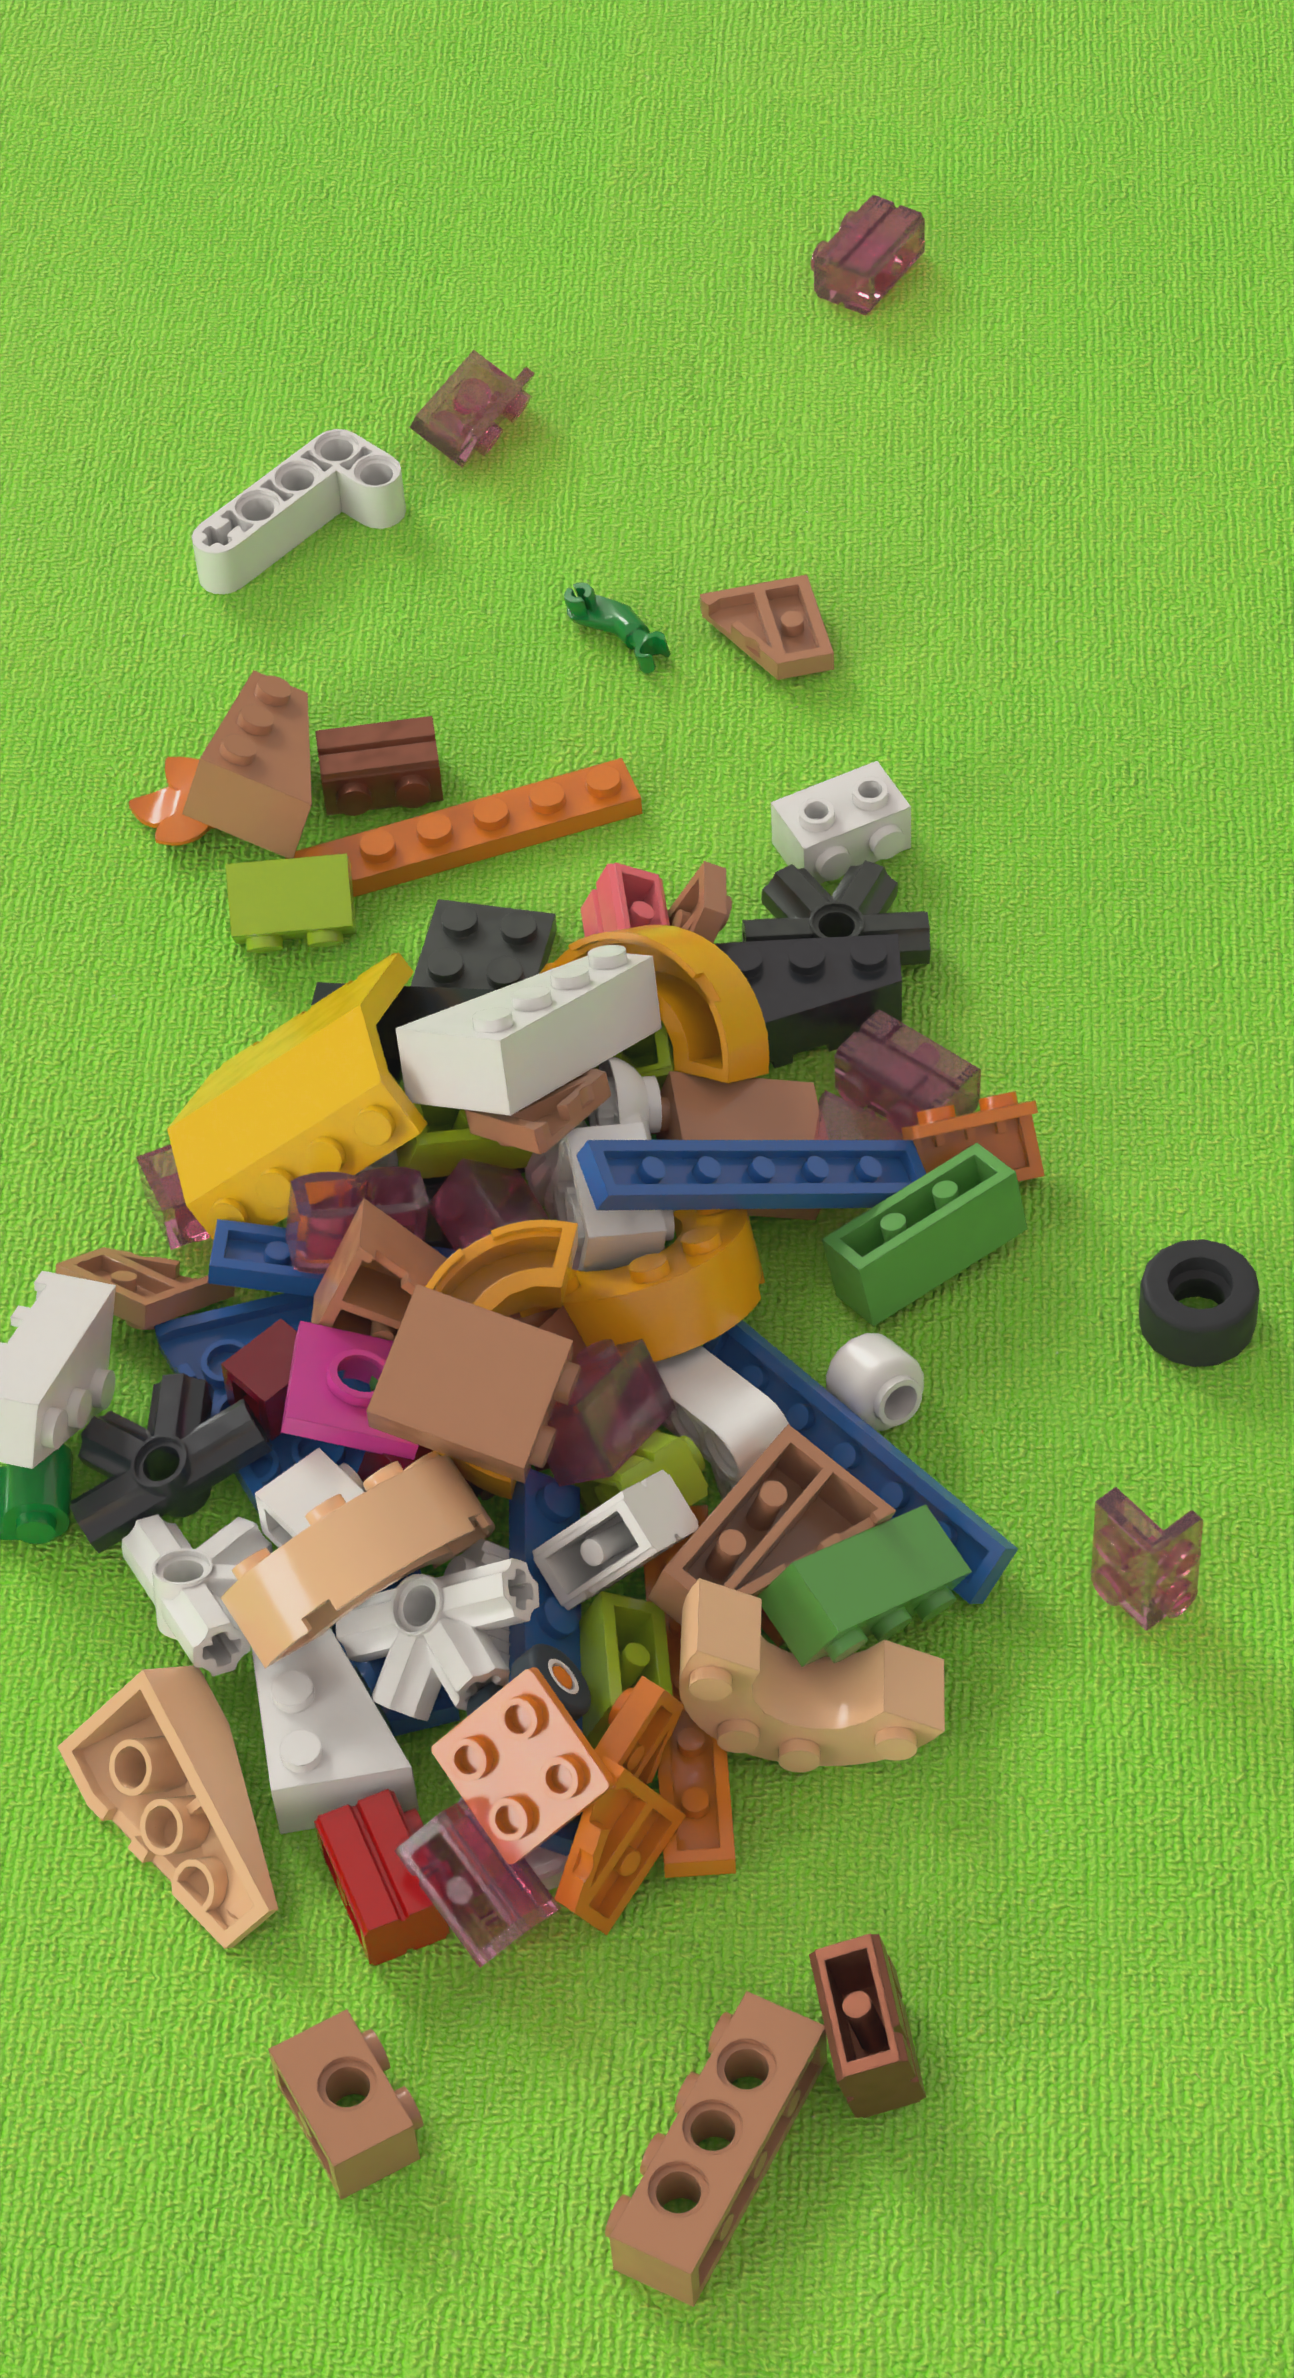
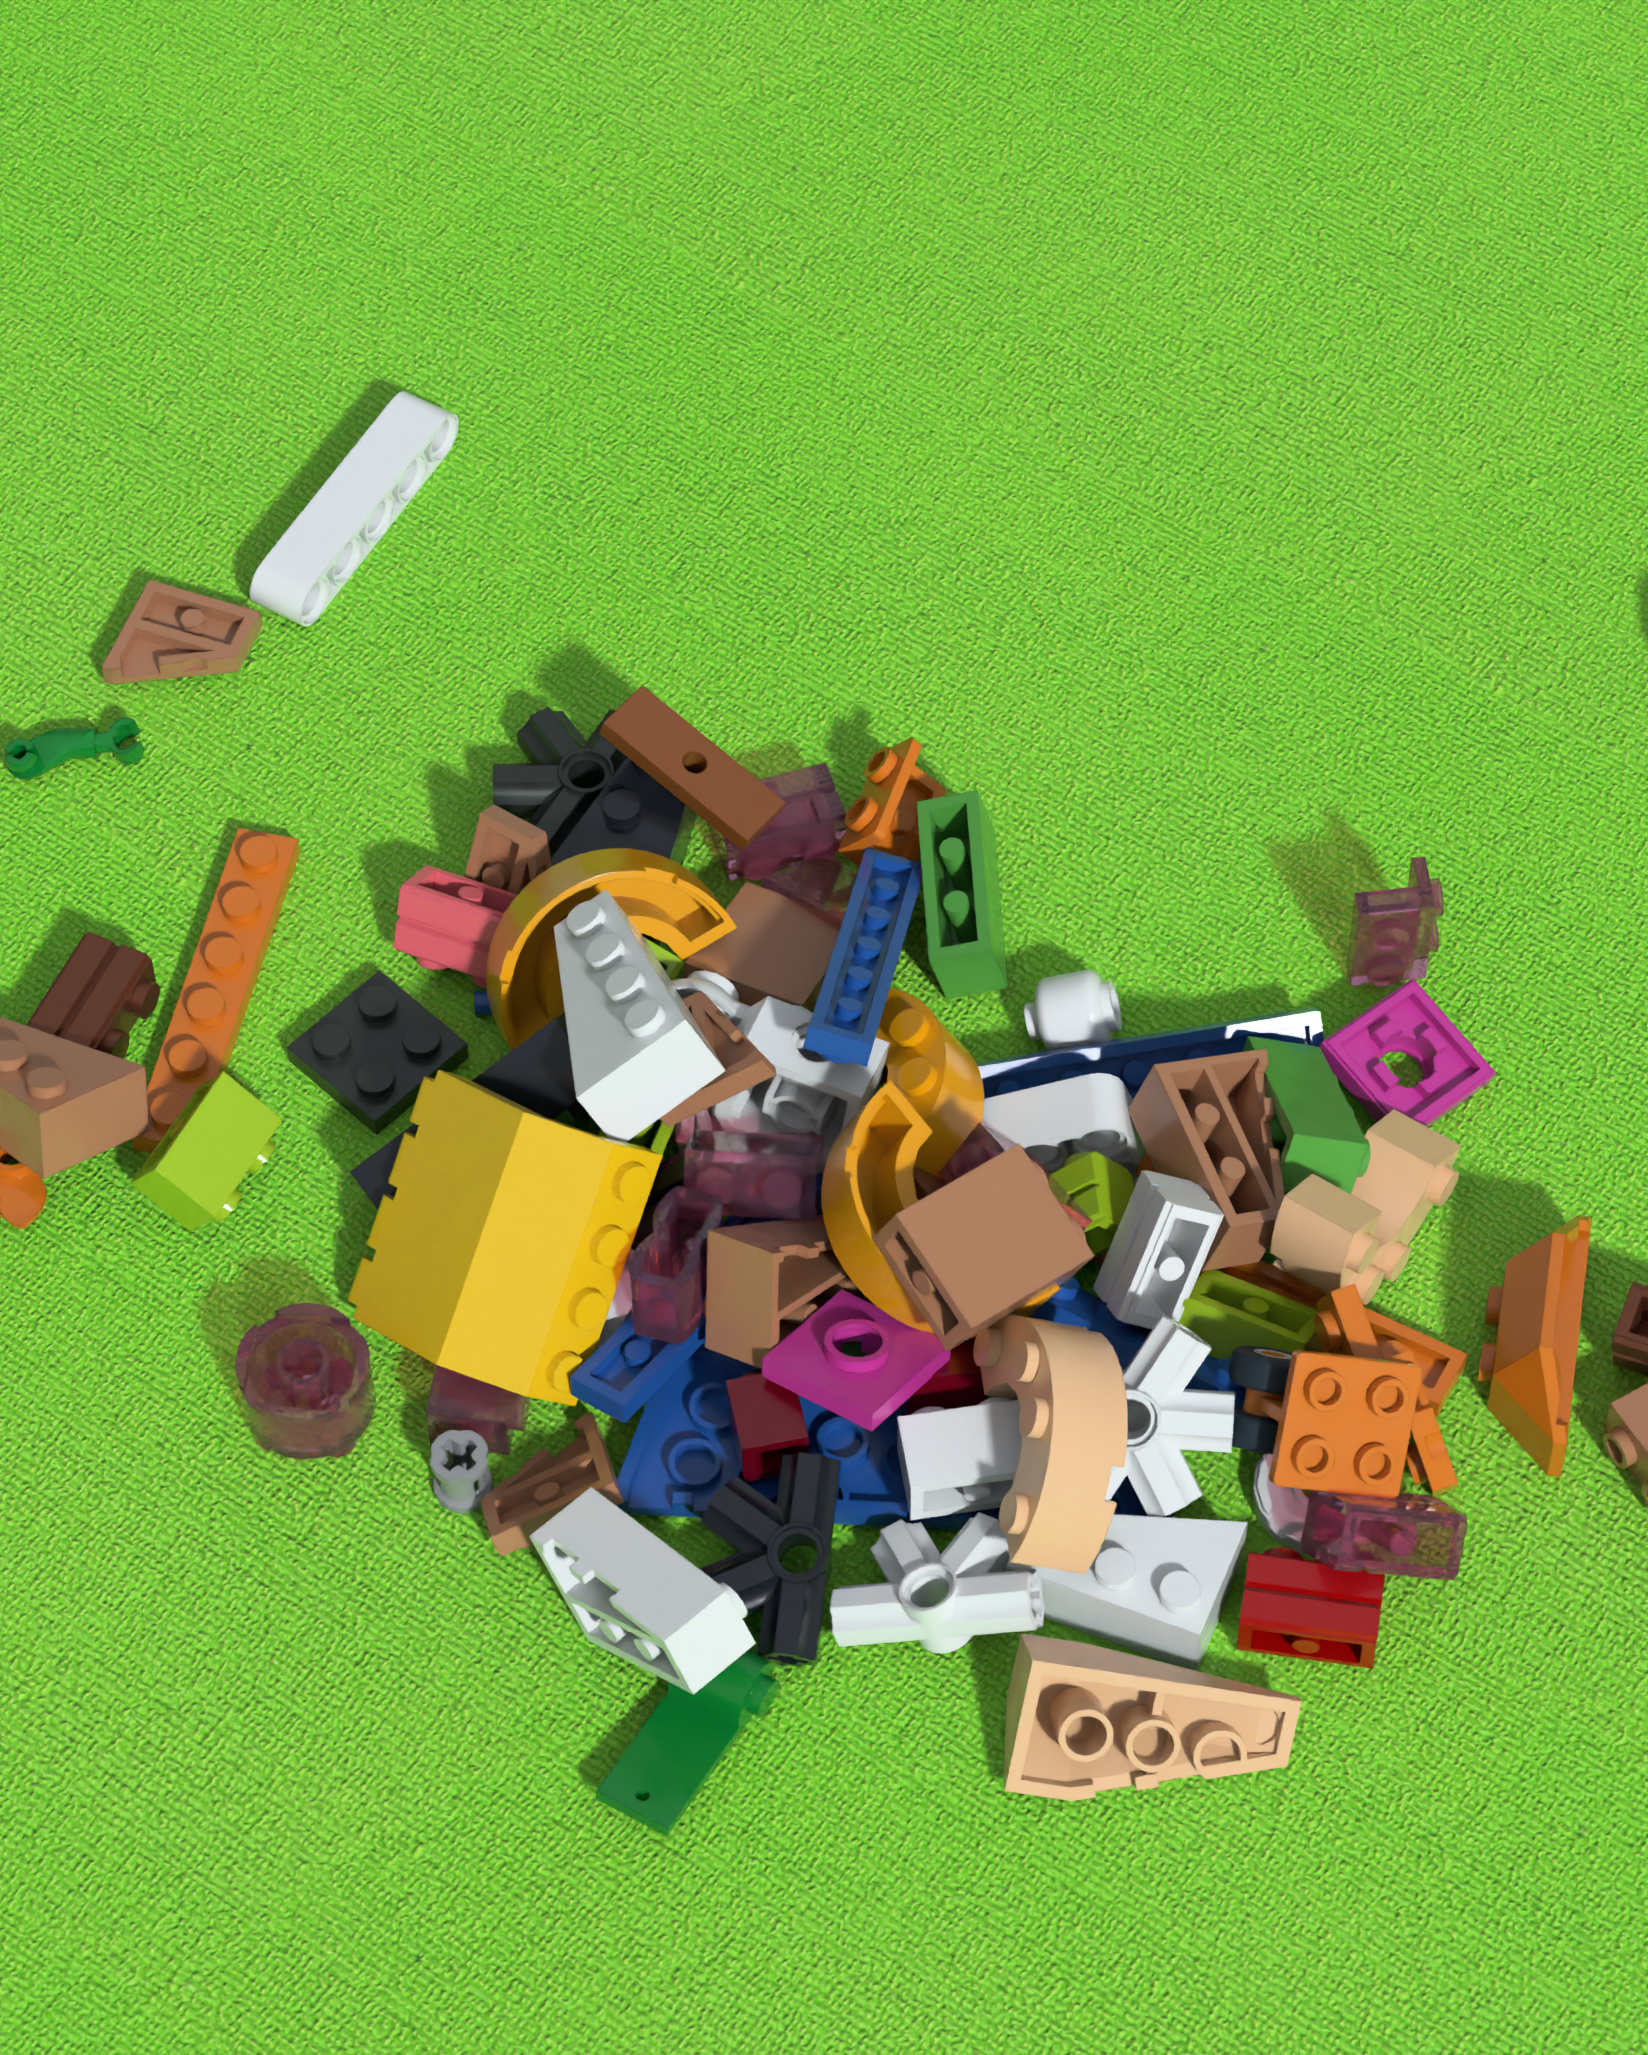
camera: 60 degrees left, 5 degrees up
(104, 1209) = (456, 1477): none -> light grey bush
(120, 1074) = (306, 1382): none -> brick
(357, 2141) = (1481, 1765): nougat brick -> none
(784, 1908) = (1537, 1342): none -> orange wedge
(842, 823) = (461, 715): white brick -> none
(875, 944) = (671, 747): none -> dark orange tile
(991, 654) = (354, 509): none -> white beam
(1010, 1608) = (1415, 1026): none -> dark pink piece
(1203, 1271) = (1158, 790): black tyre -> none

